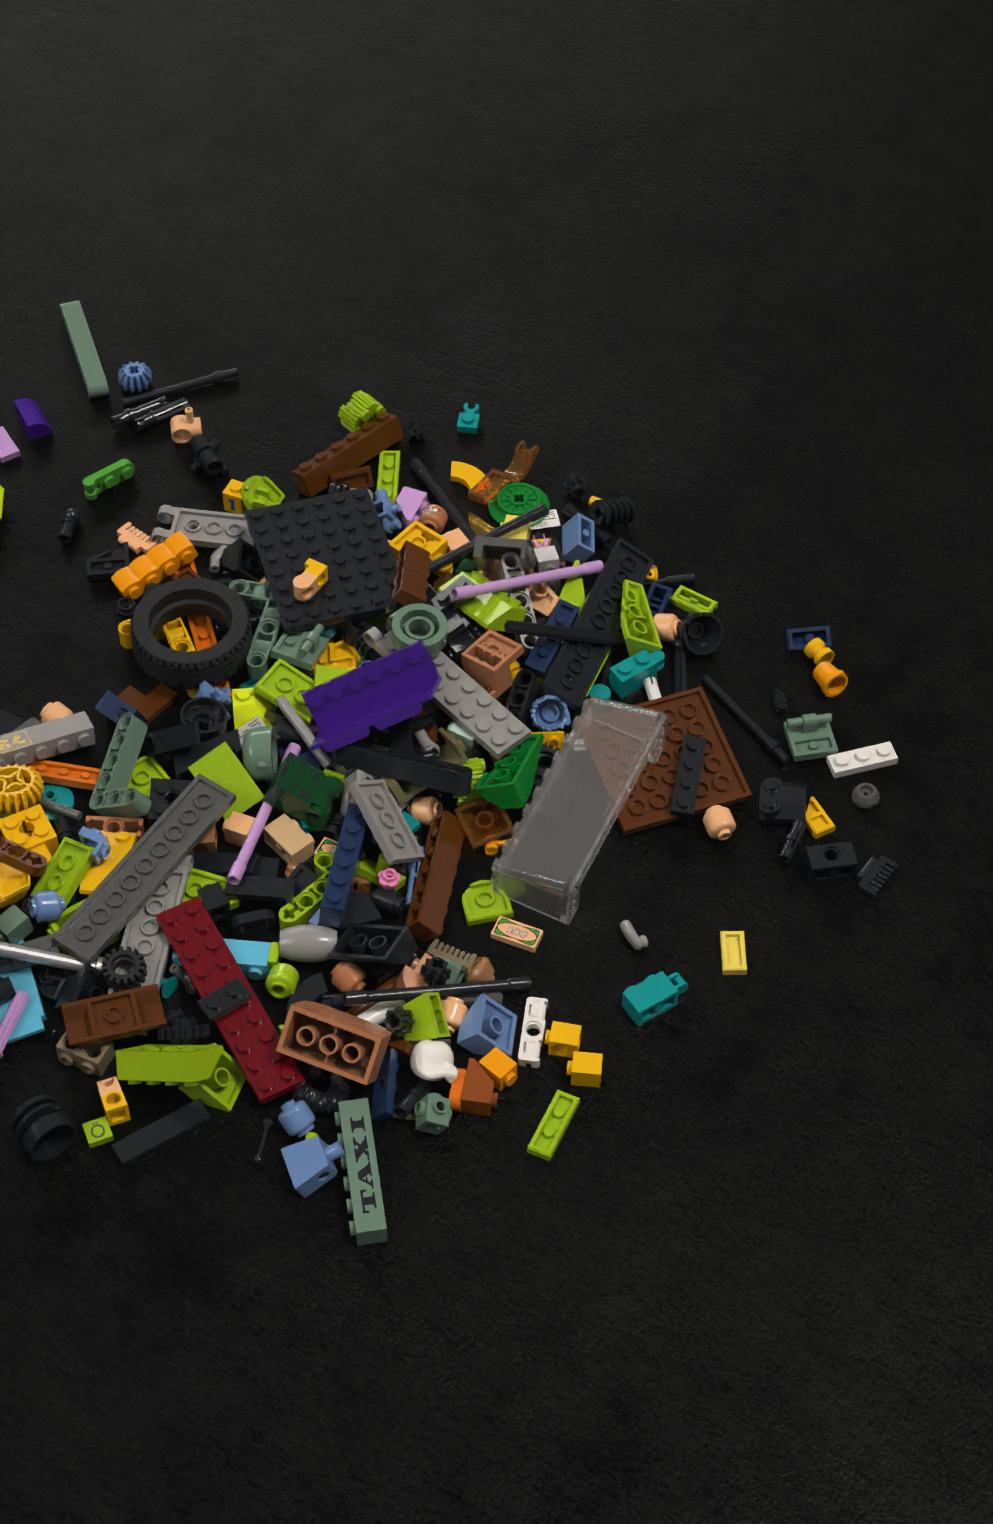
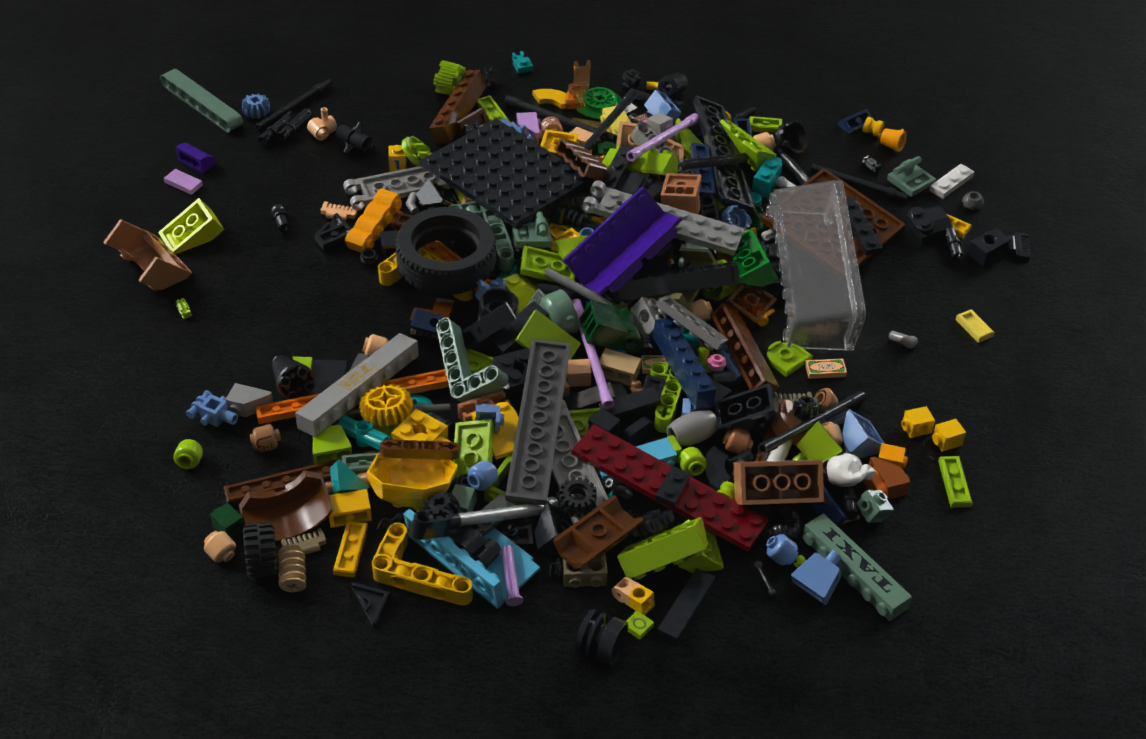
camera: 30 degrees left, 5 degrees down
(107, 478) = (287, 177): bright green plate -> none
(310, 580) = (512, 184): leg -> none
(399, 1021) = (810, 445): black gear -> none
(420, 619) = (625, 181): sand green piece -> none
(425, 742) = (673, 263): light grey arm -> none
(494, 548) = (627, 122): dark grey panel -> none
(530, 1045) = (883, 417): white piece -> none
(653, 996) = (950, 372): teal brick -> none
(719, 822) = (900, 248): light nougat head -> none

